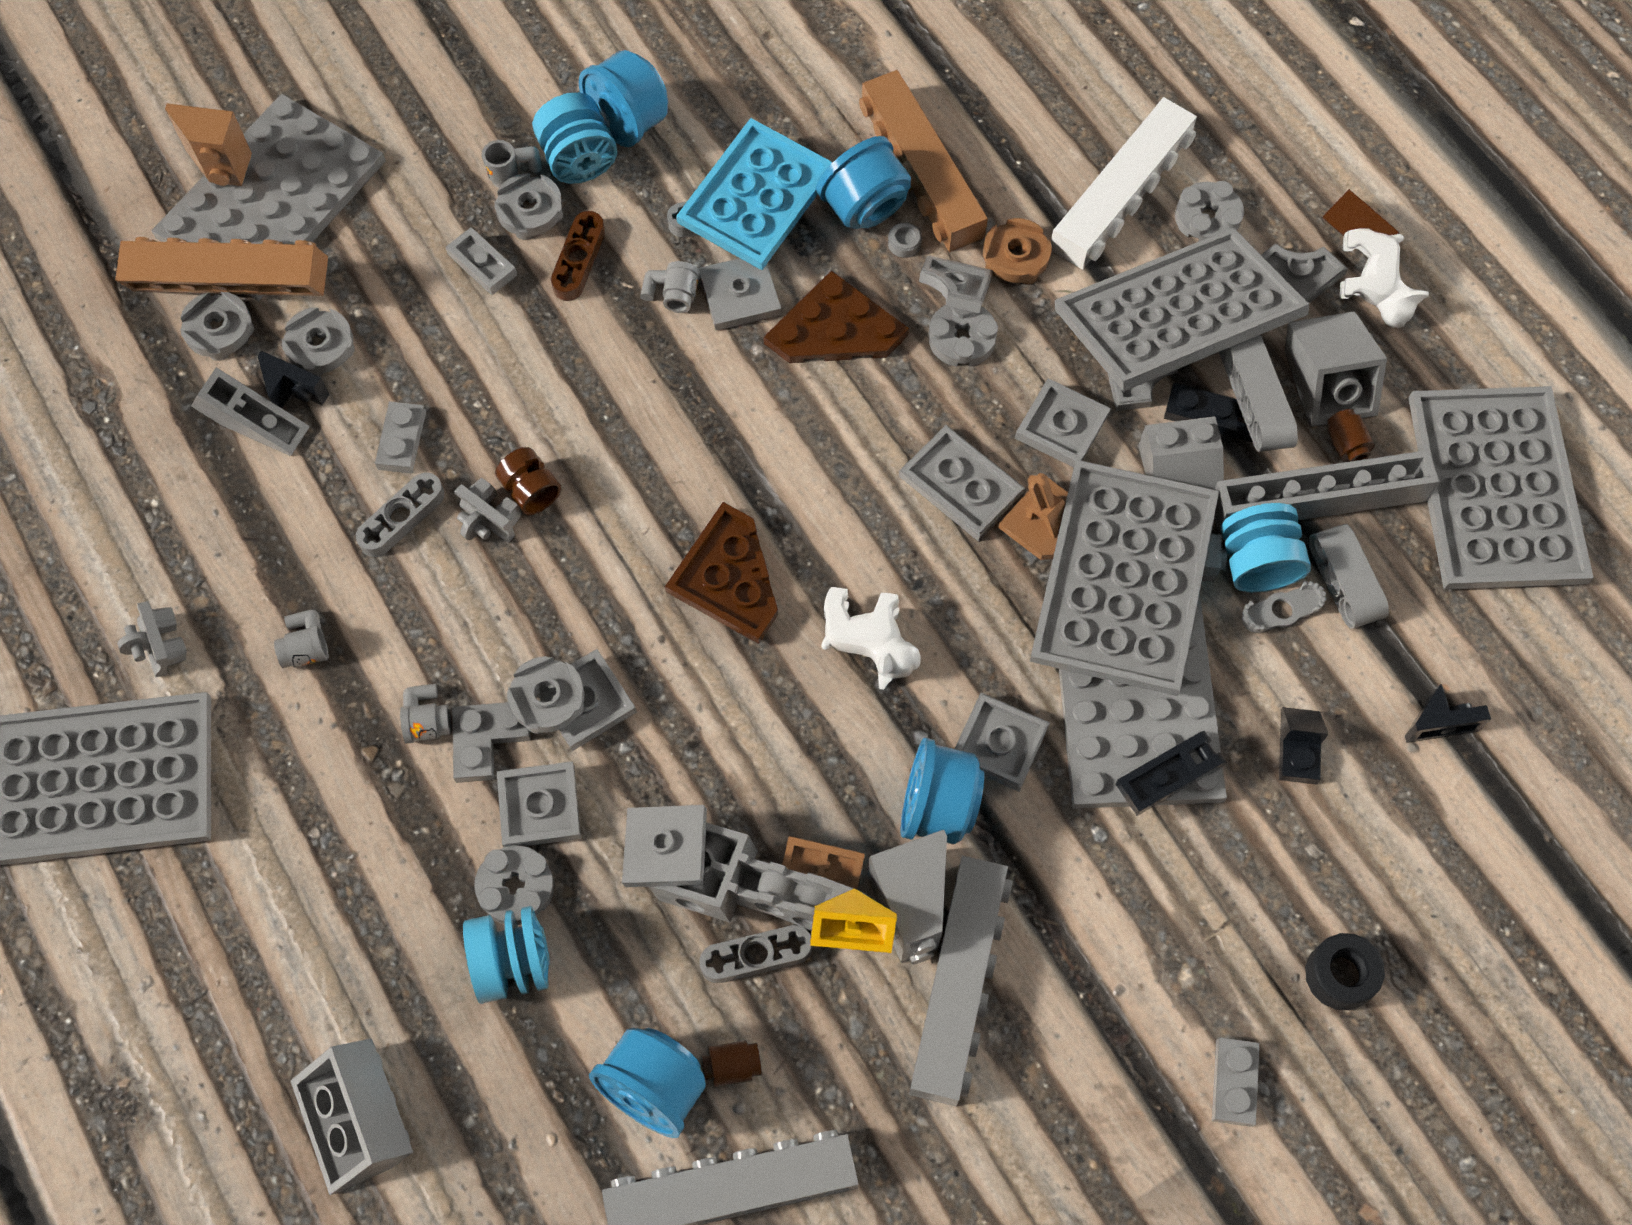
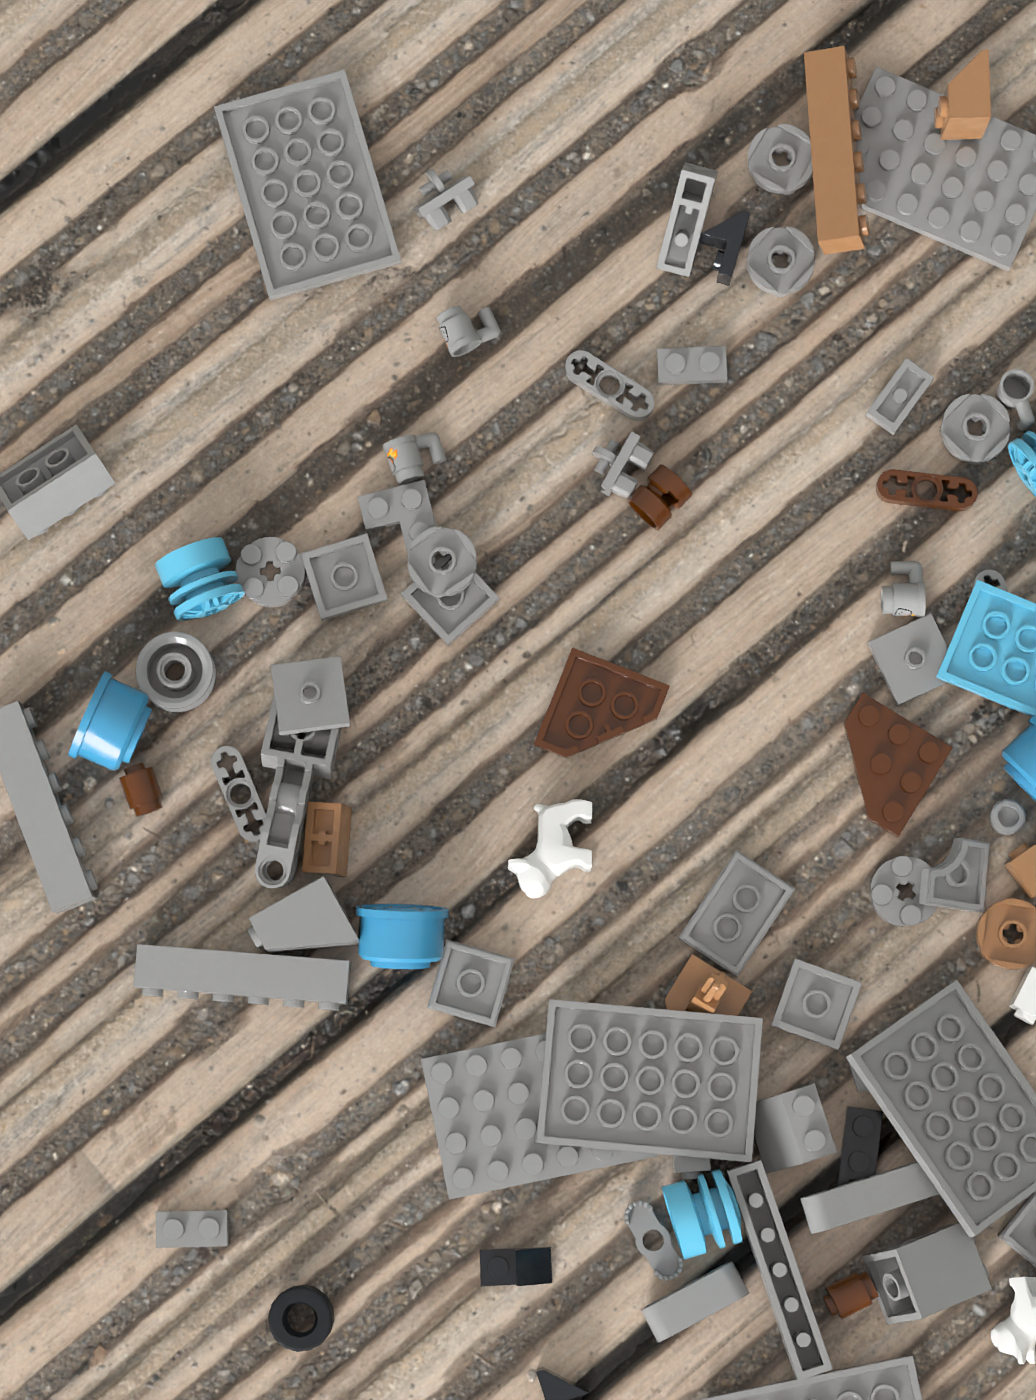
camera: 85 degrees right, 15 degrees up
(597, 976) = (166, 651): none -> light grey wheel
(853, 923) = (258, 870): yellow slope -> none
(1169, 773) = (457, 1142): black plate -> none

